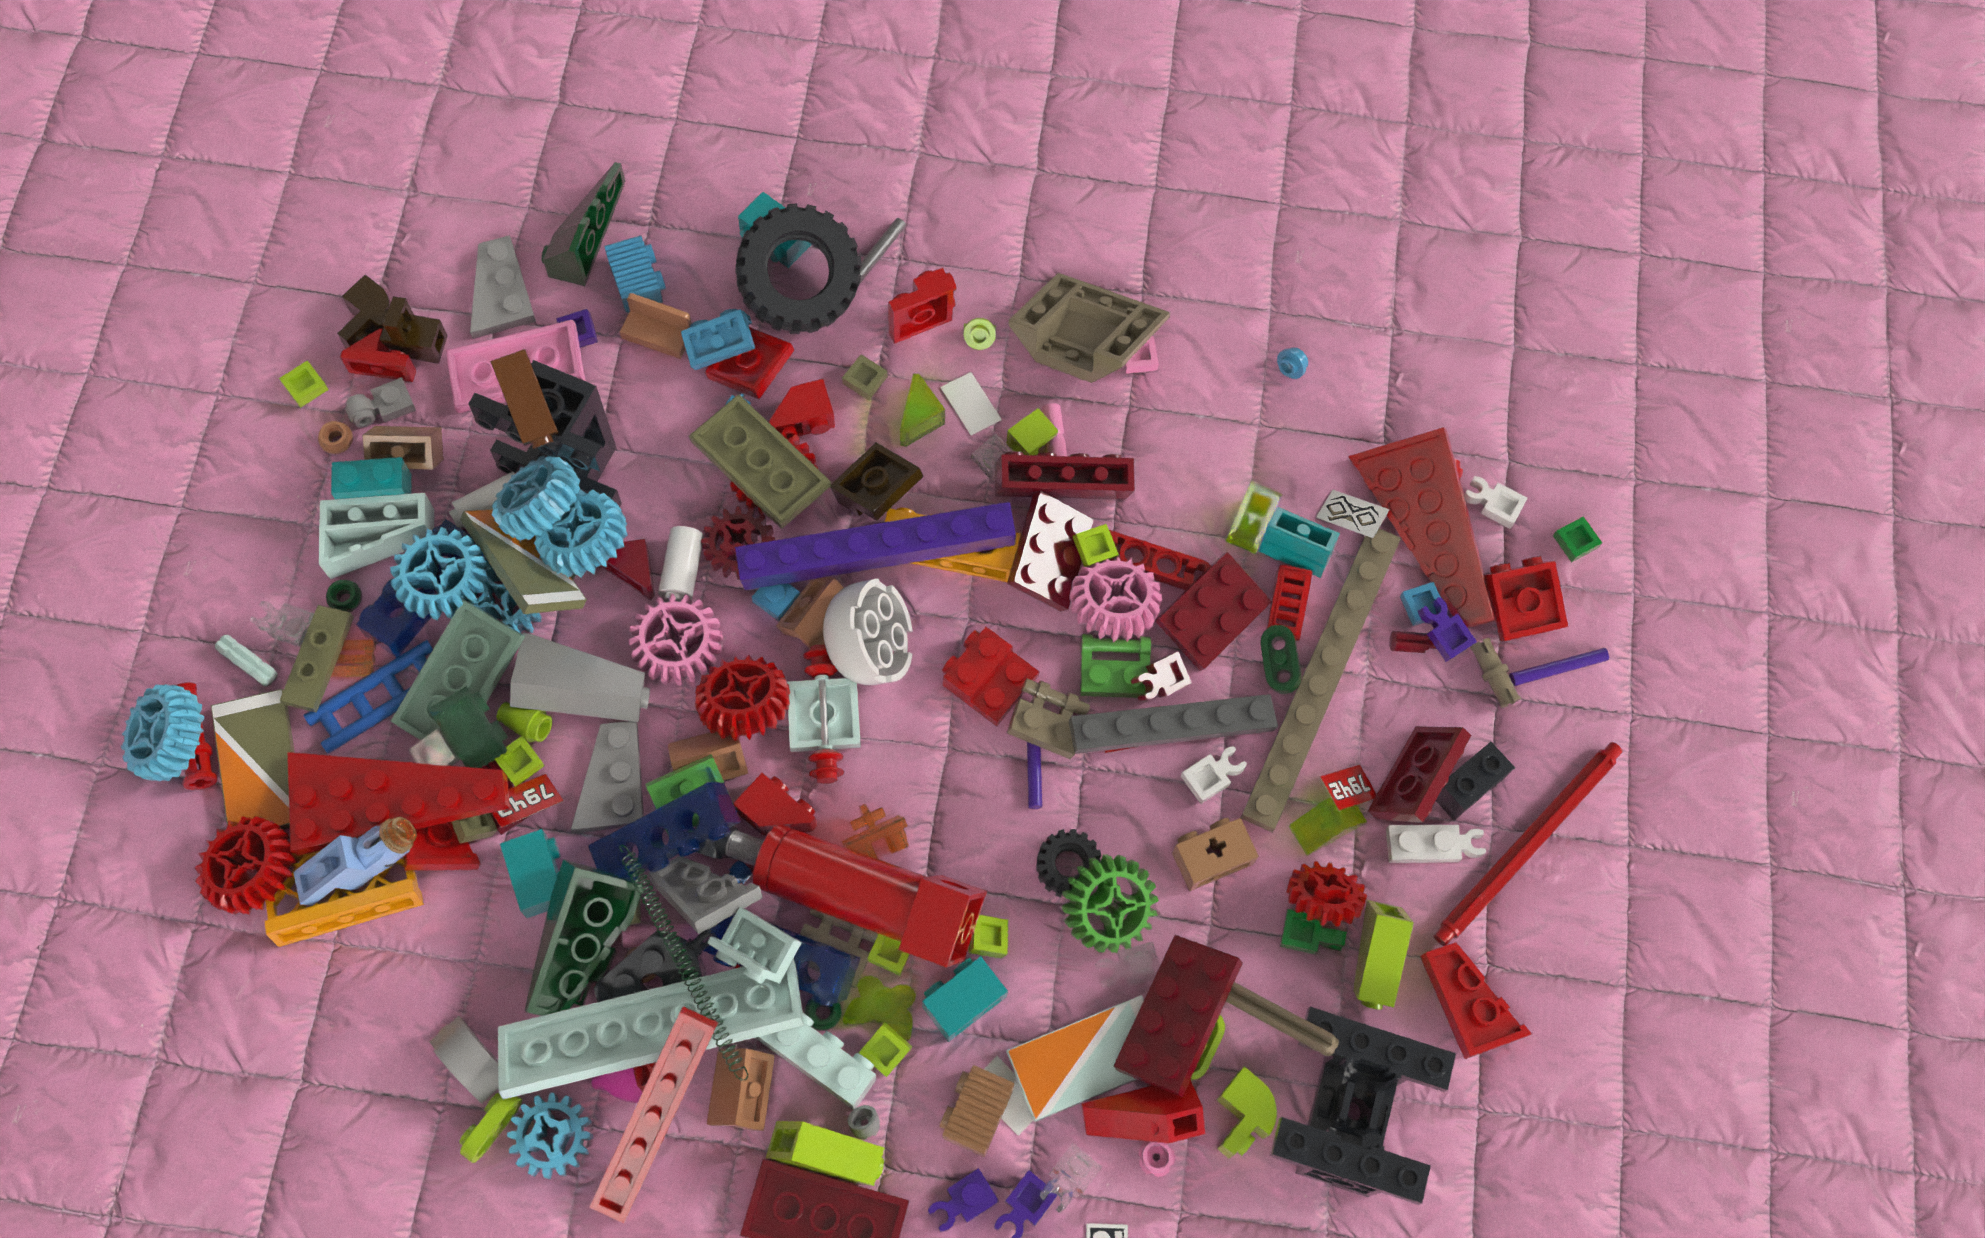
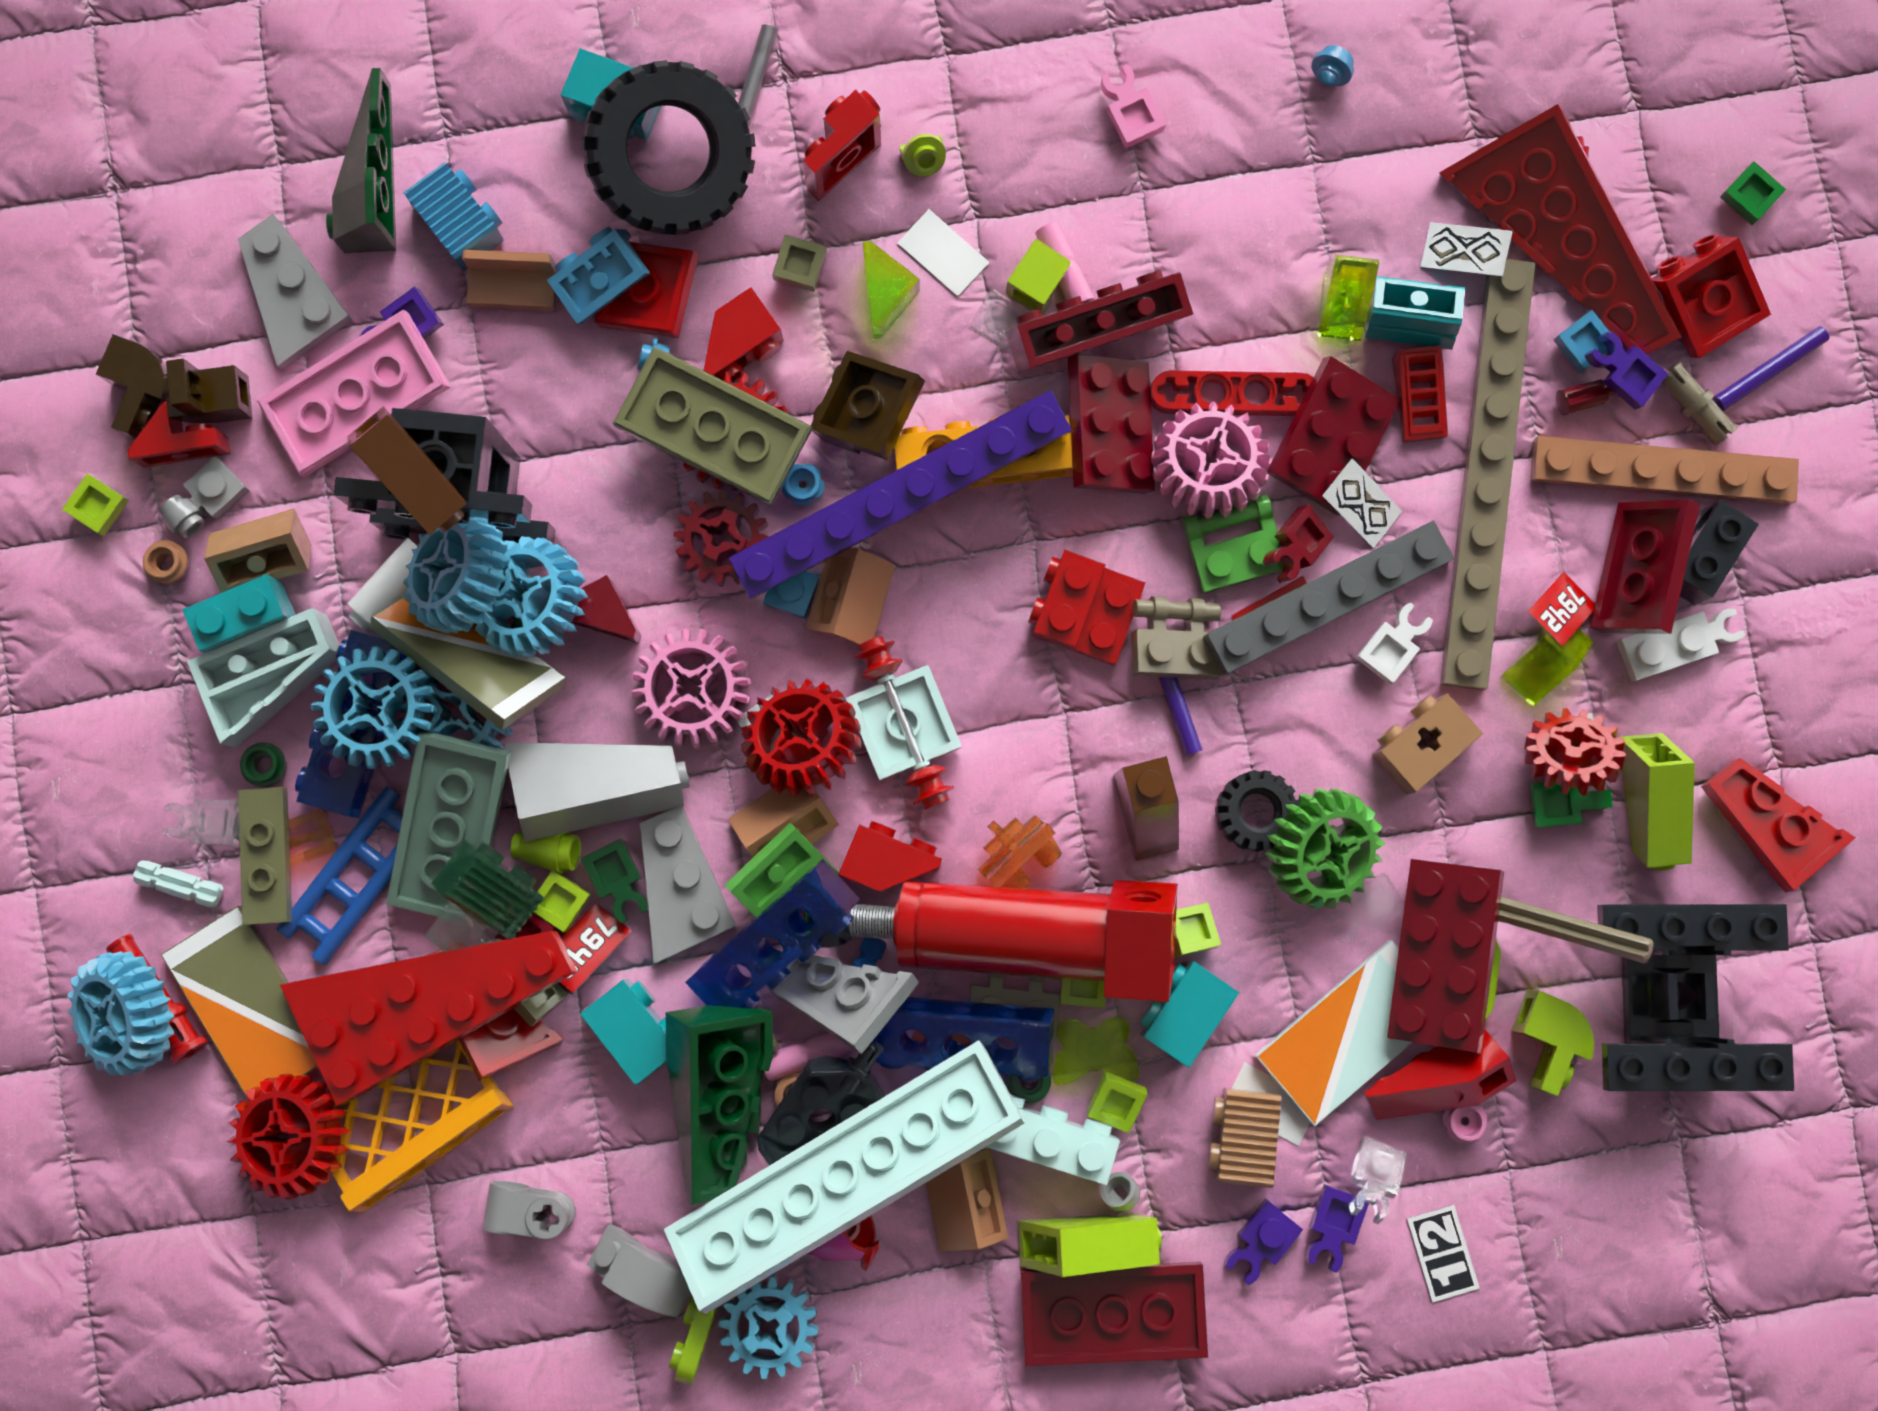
camera: 15 degrees left, 15 degrees up
(353, 861) = (417, 1094): light blue plate -> none
(397, 981) = (518, 1210): none -> light grey piece
(567, 754) = (613, 872): none -> dark green plate
(653, 1114) = (886, 1274): plate -> none
(679, 960) = (958, 1190): dark green piece -> none
(681, 563) = (661, 589): white brick -> none
(757, 946) = (935, 1048): light aqua bracket -> none
(811, 517) = (814, 487): none -> dark azure plate
(863, 630) = (925, 607): white cylinder -> none
(985, 828) = (1149, 807): none -> reddish brown slope
(1084, 327) = (1059, 105): dark tan slope -> none
(1095, 545) = (1166, 401): lime plate -> none
(1220, 665) = (1362, 503): none -> white sticker
(1280, 660) = (1433, 472): dark green plate -> none
(1452, 710) = (1664, 470): none -> nougat plate
(1499, 503) = (1645, 175): white plate -> none
(1527, 844) = (1792, 605): red piece -> none

